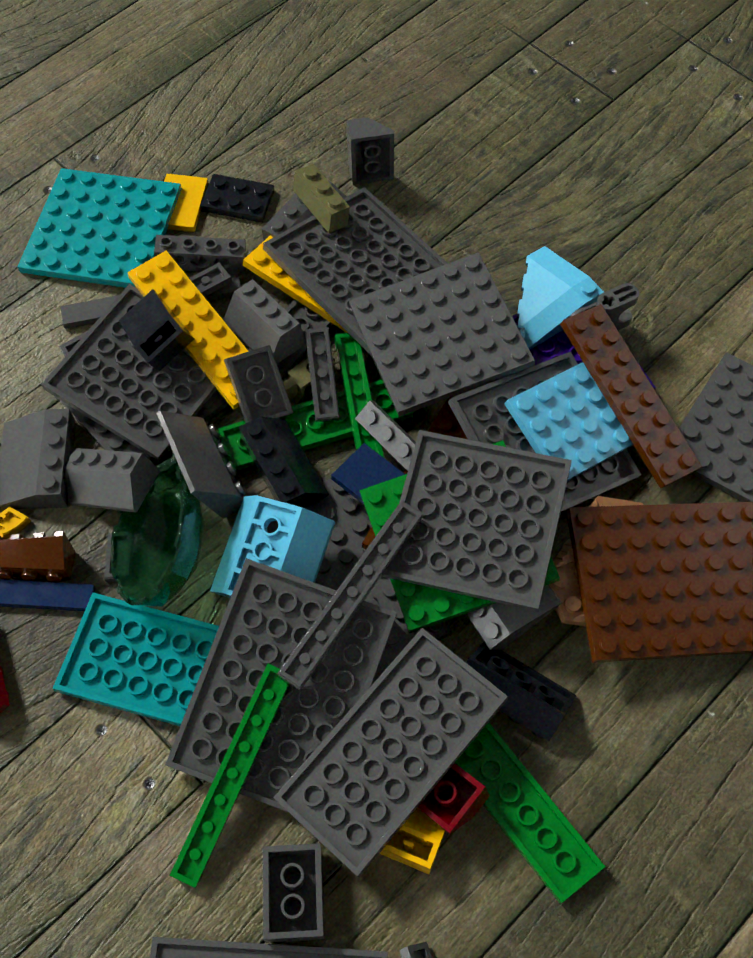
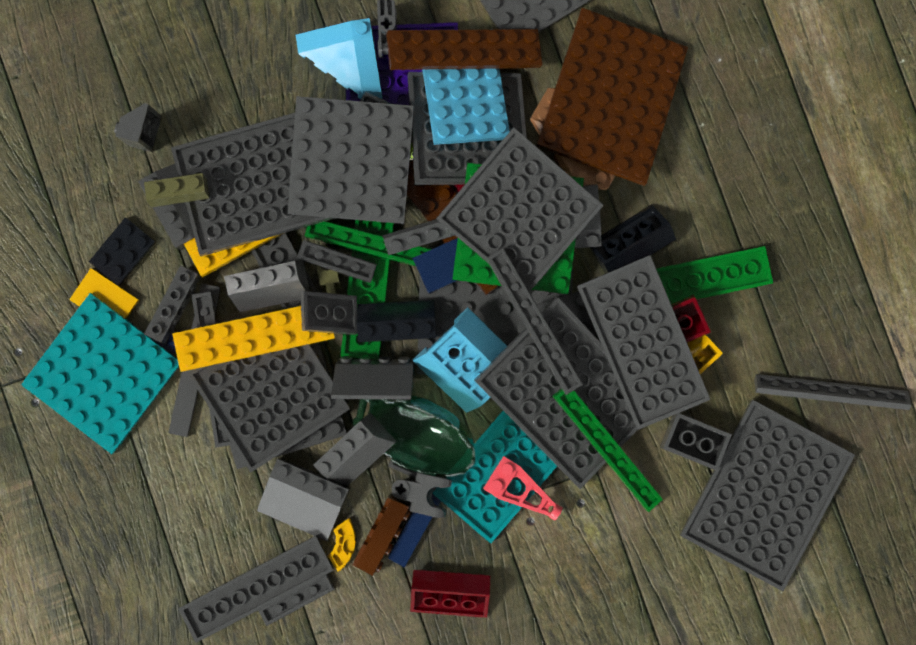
camera: 65 degrees left, 25 degrees up
(85, 577) = (420, 493): none -> dark grey piece
(139, 662) = (502, 476): none -> coral plate
(155, 330) = (246, 371): black slope -> none

